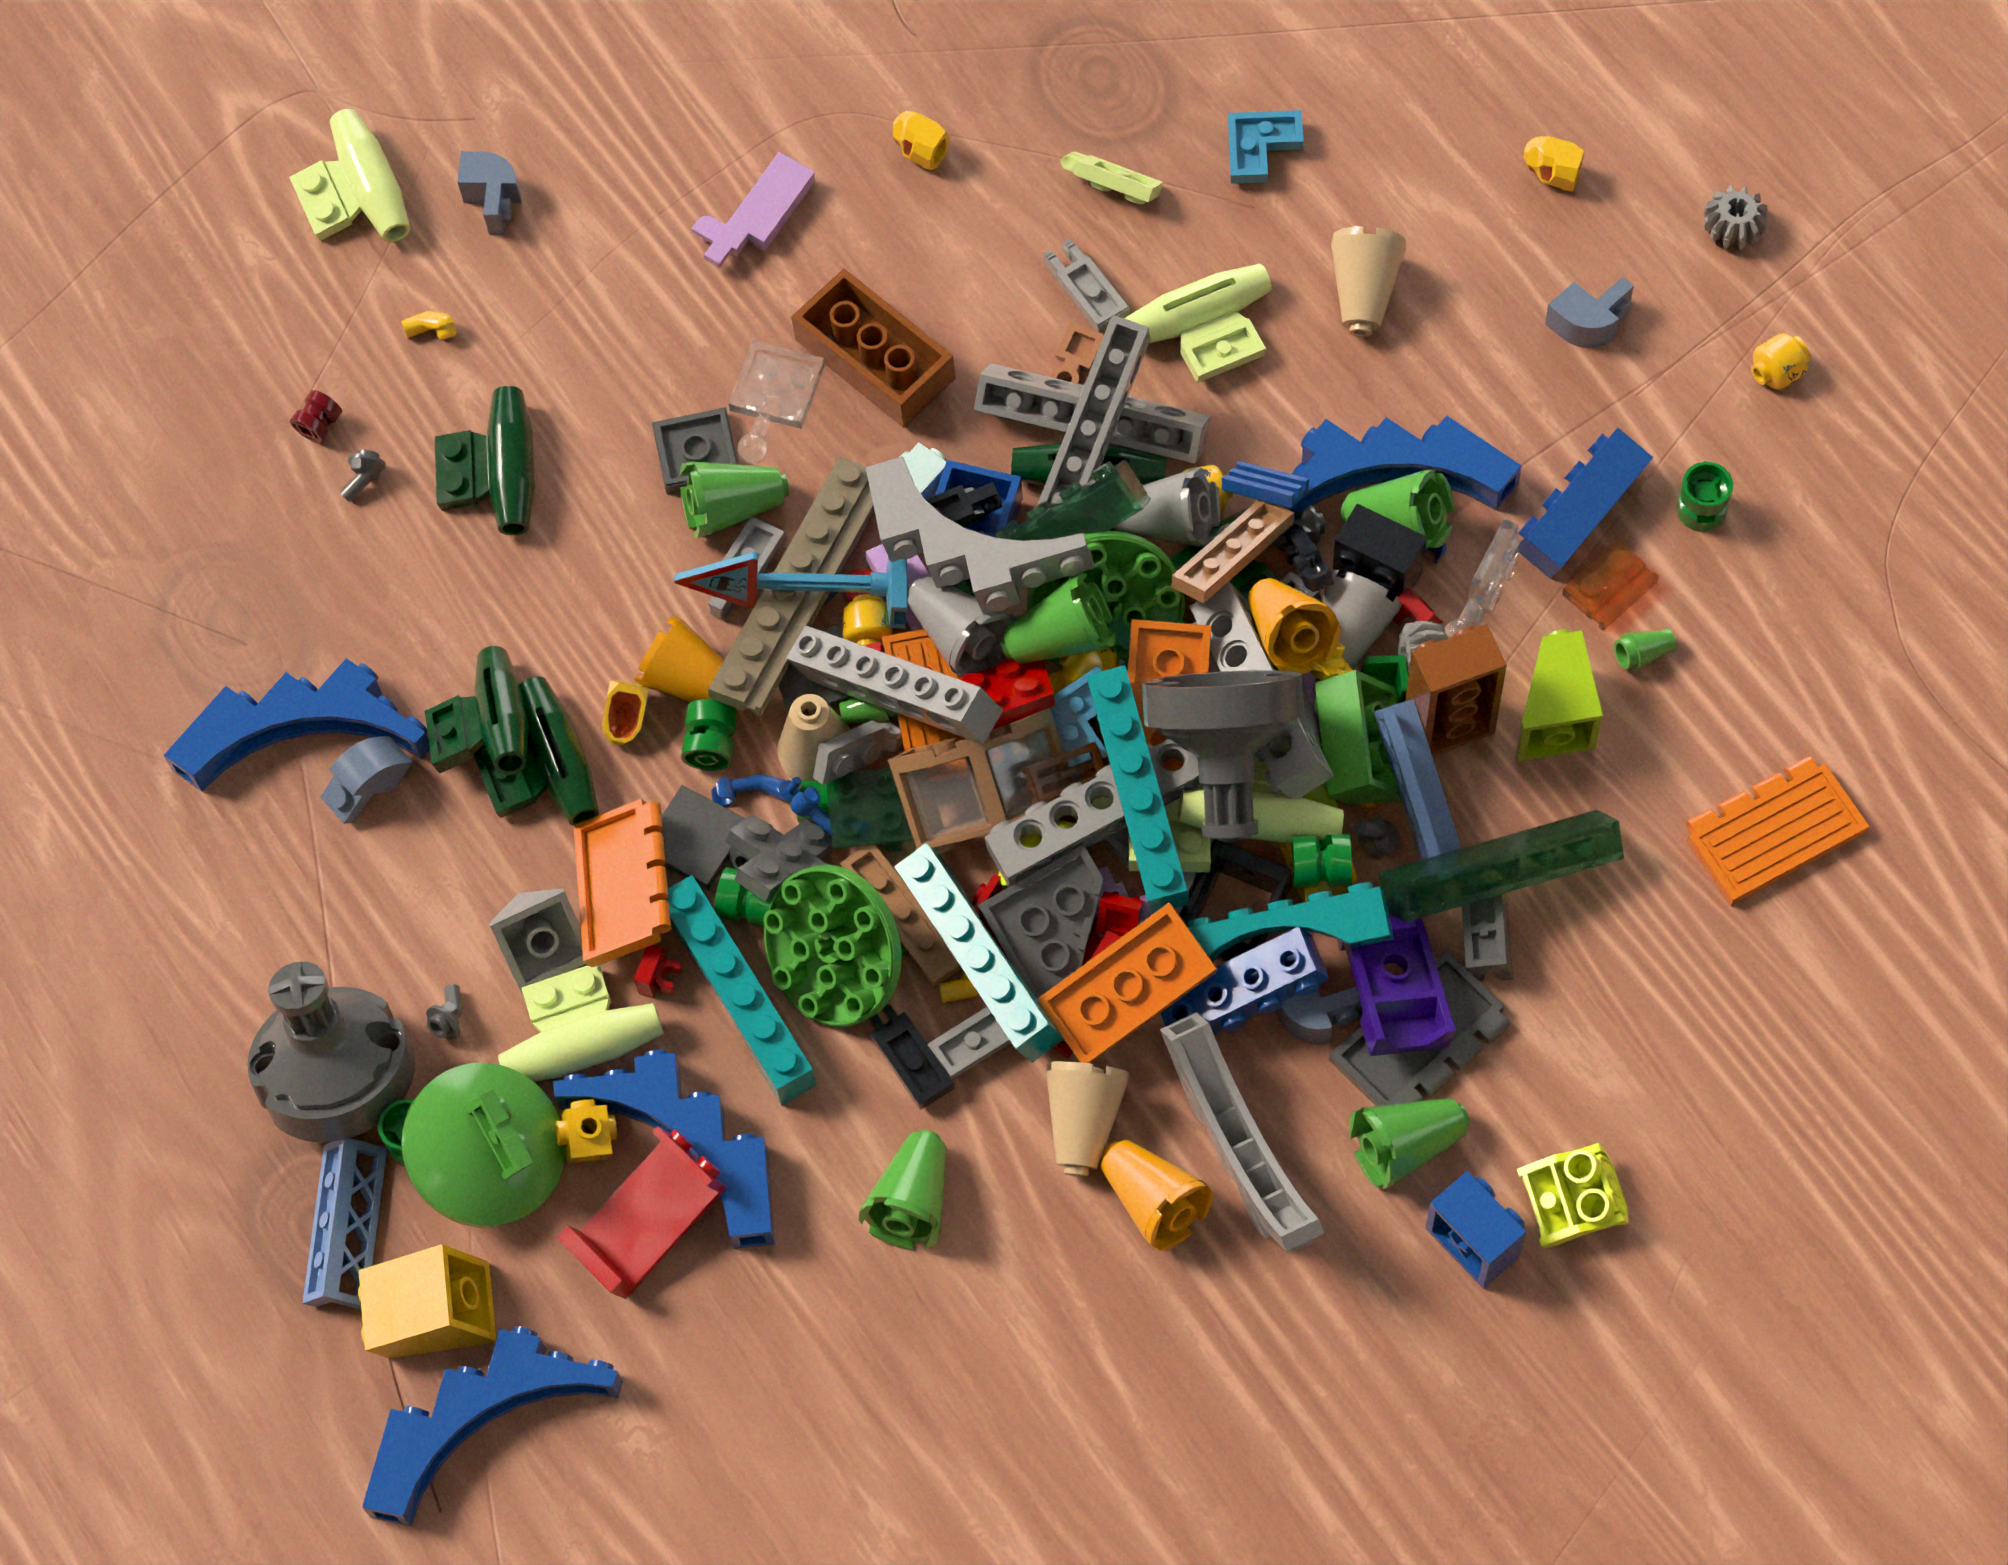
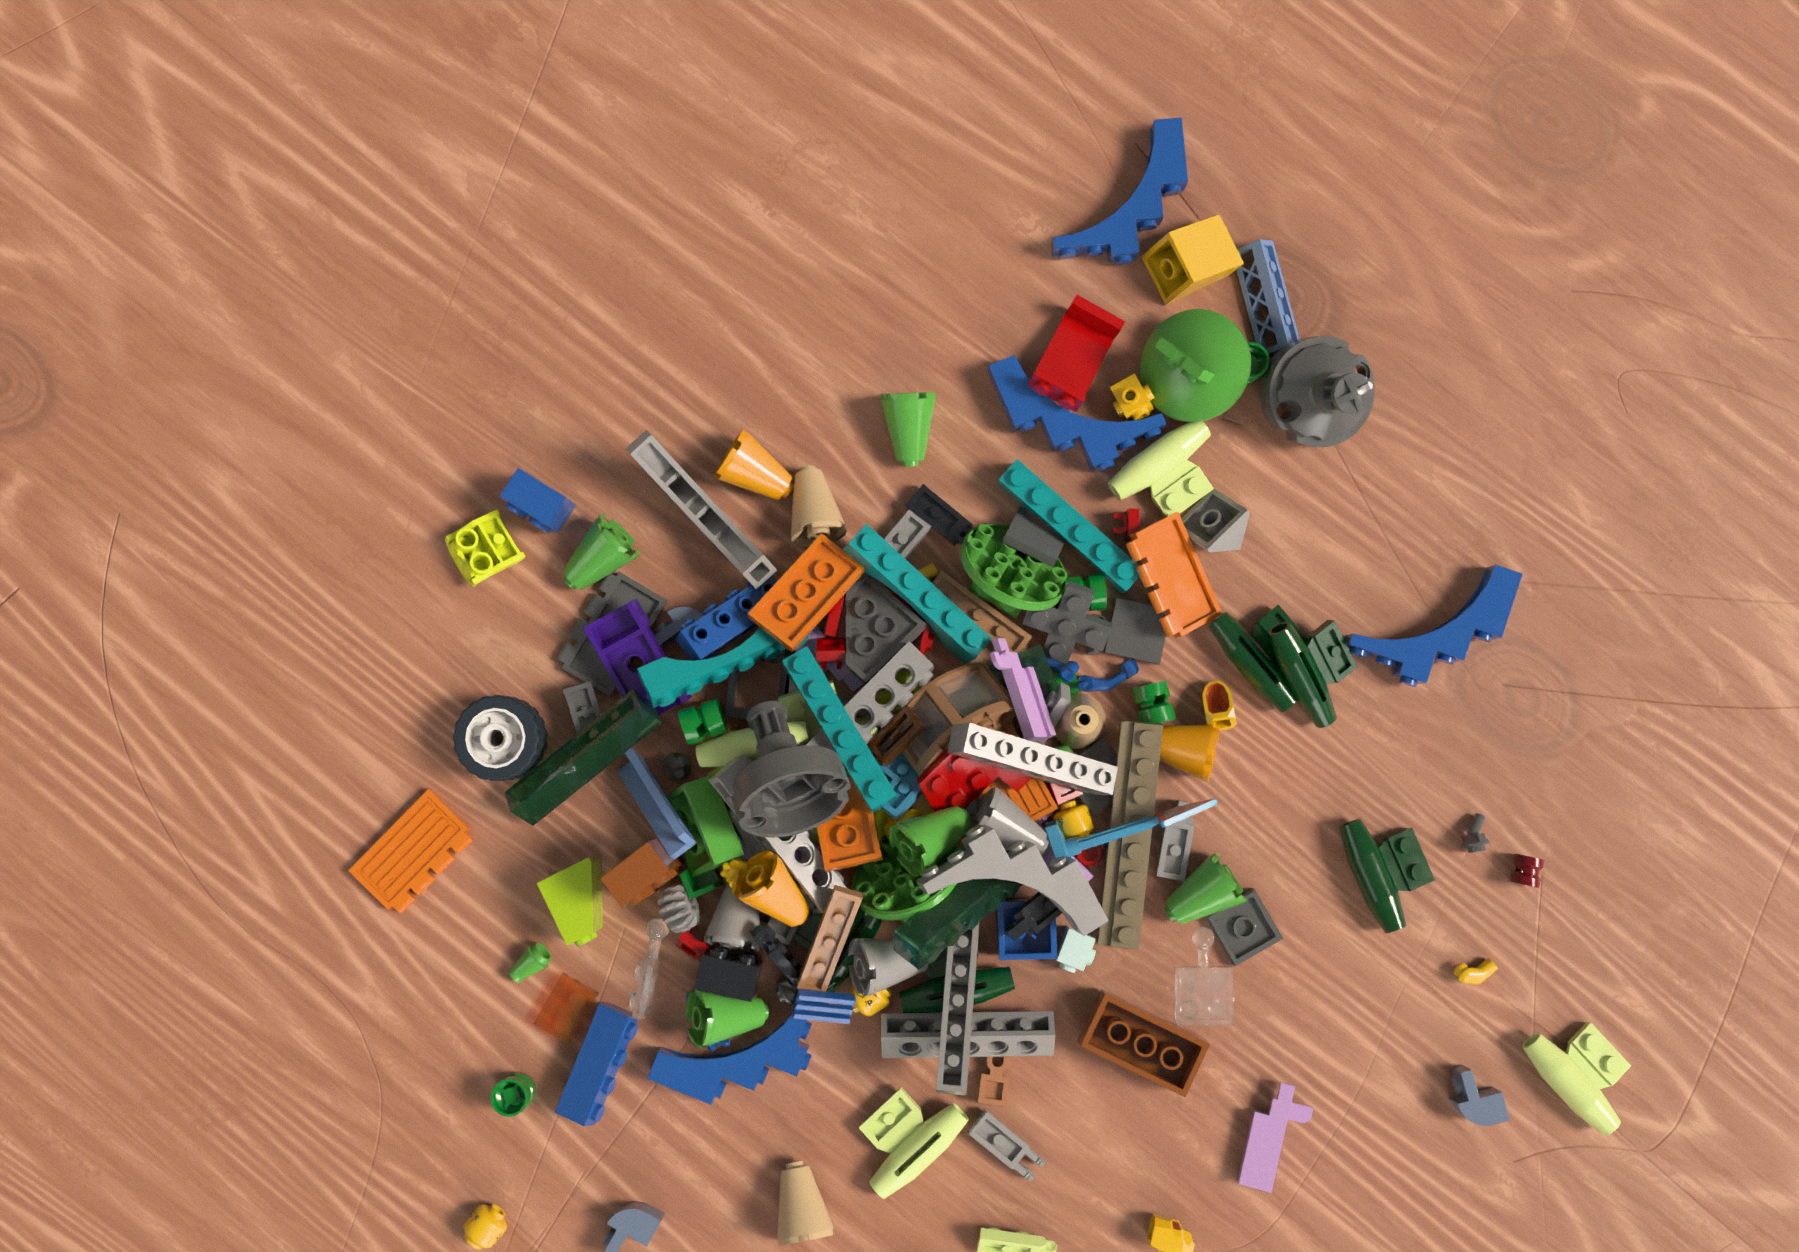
camera: 160 degrees right, 20 degrees up
(361, 771) = (1378, 604): sand blue brick -> none
(444, 1019) = (1255, 449): dark grey plate -> none
(792, 982) = (1034, 537): none -> dark grey tile
(876, 774) = (1024, 693): none -> lavender piece
(1612, 929) = (478, 735): none -> wheel

